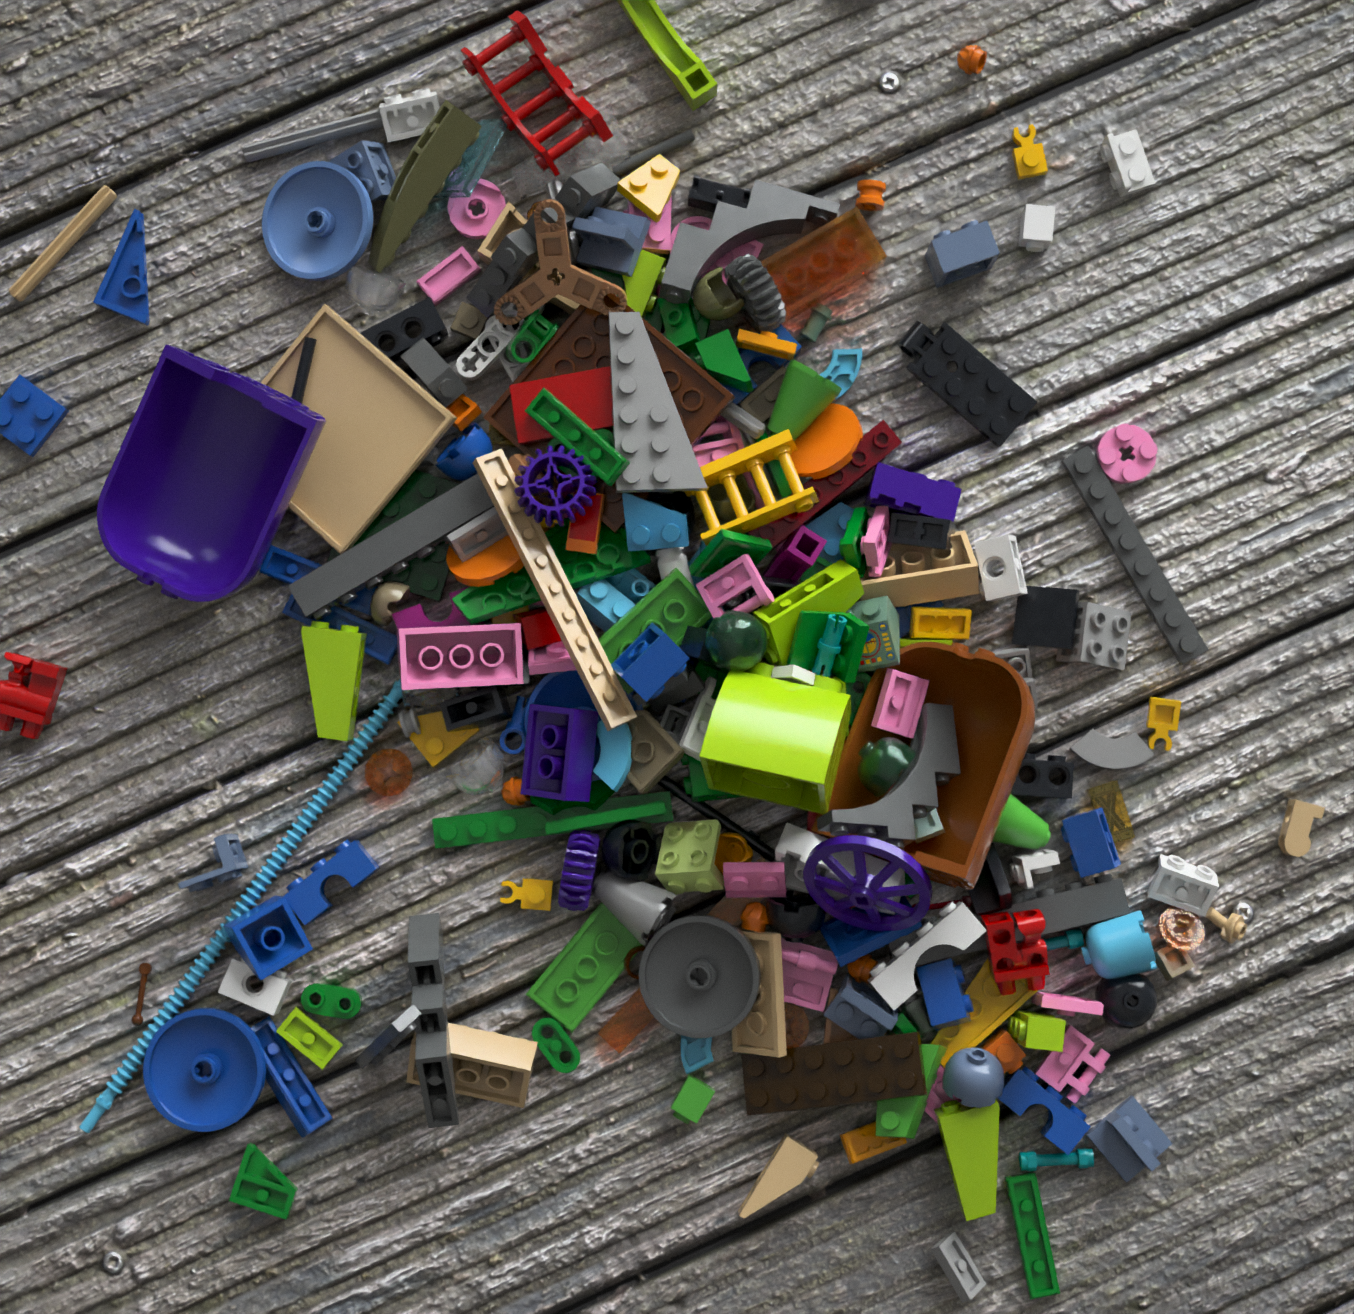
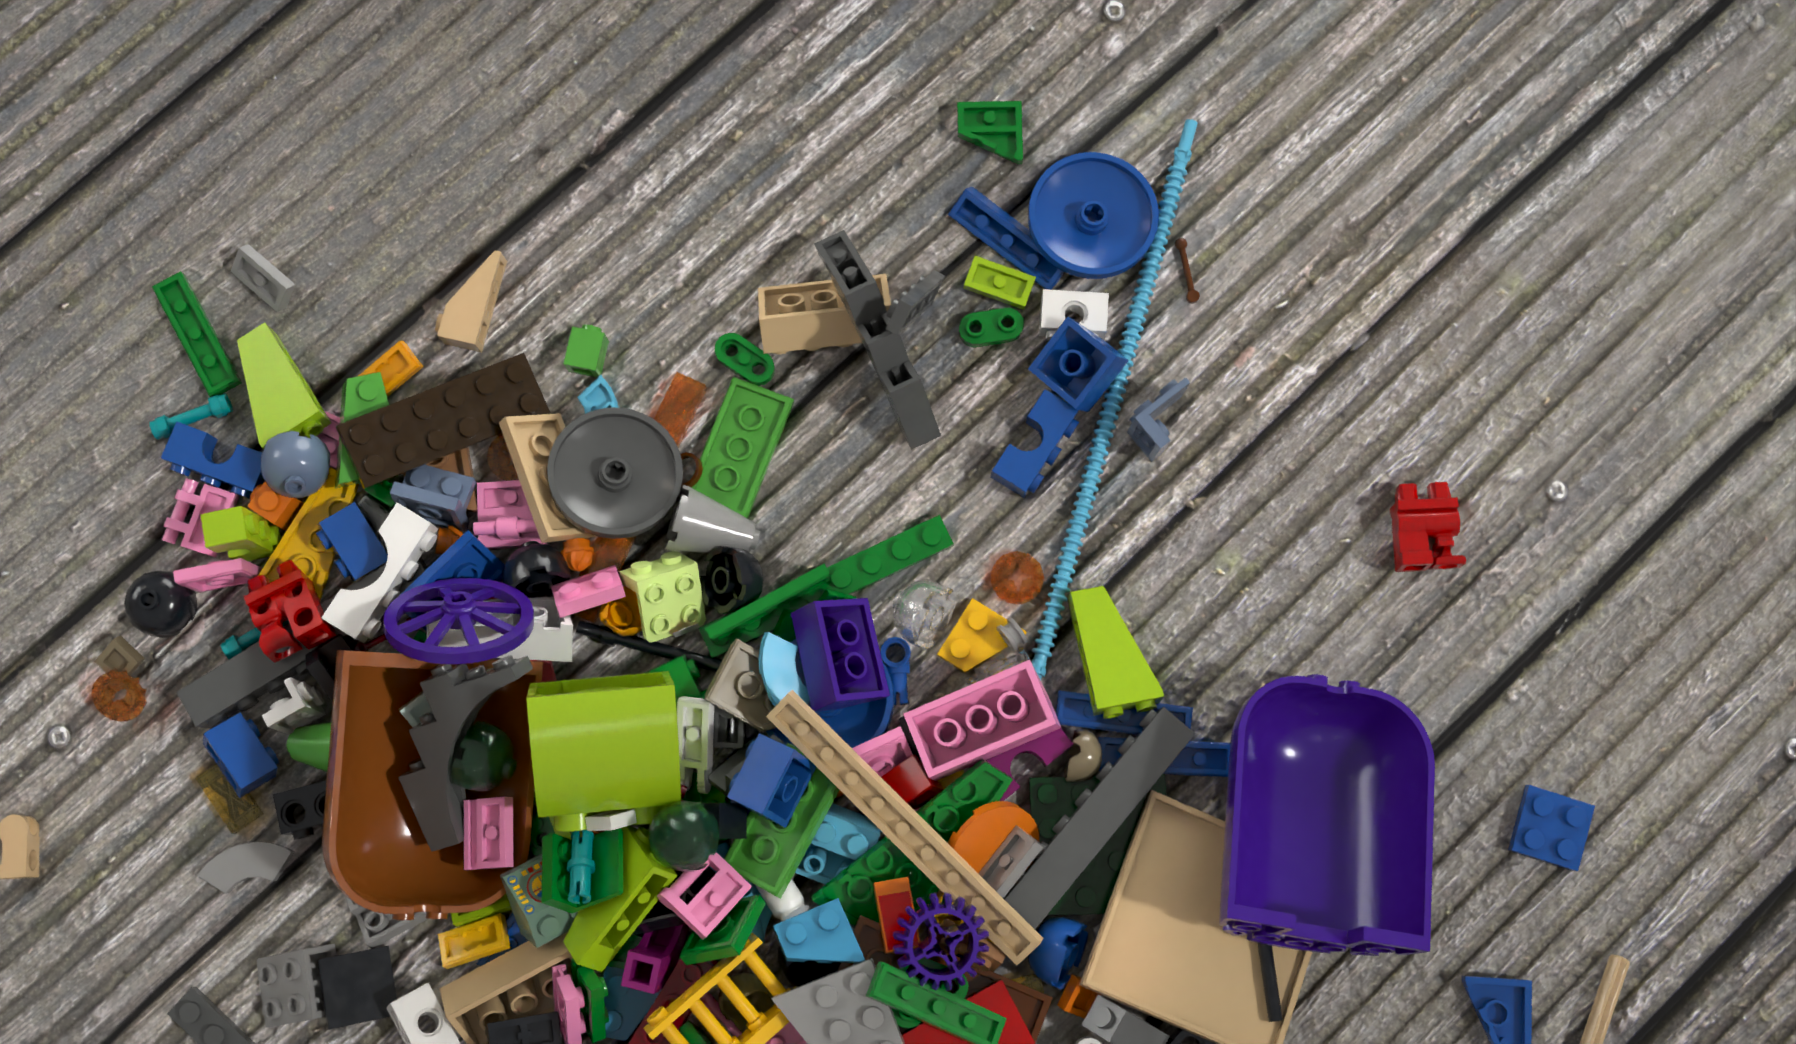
camera: 165 degrees right, 5 degrees down
(476, 709) = (947, 671): black slope -> none
(512, 790) = (878, 599): orange plate -> none
(534, 894) = (820, 504): yellow plate -> none
(579, 870) = (778, 539): dark purple gear -> none
(1119, 947) = (178, 652): medium azure cylinder -> none
(1129, 1139) = (119, 461): sand blue bracket -> none
(1162, 716) = (199, 920): yellow plate -> none
(1183, 885) = (128, 744): white bracket -> none
(1232, 928) = (65, 715): tan plate -> none

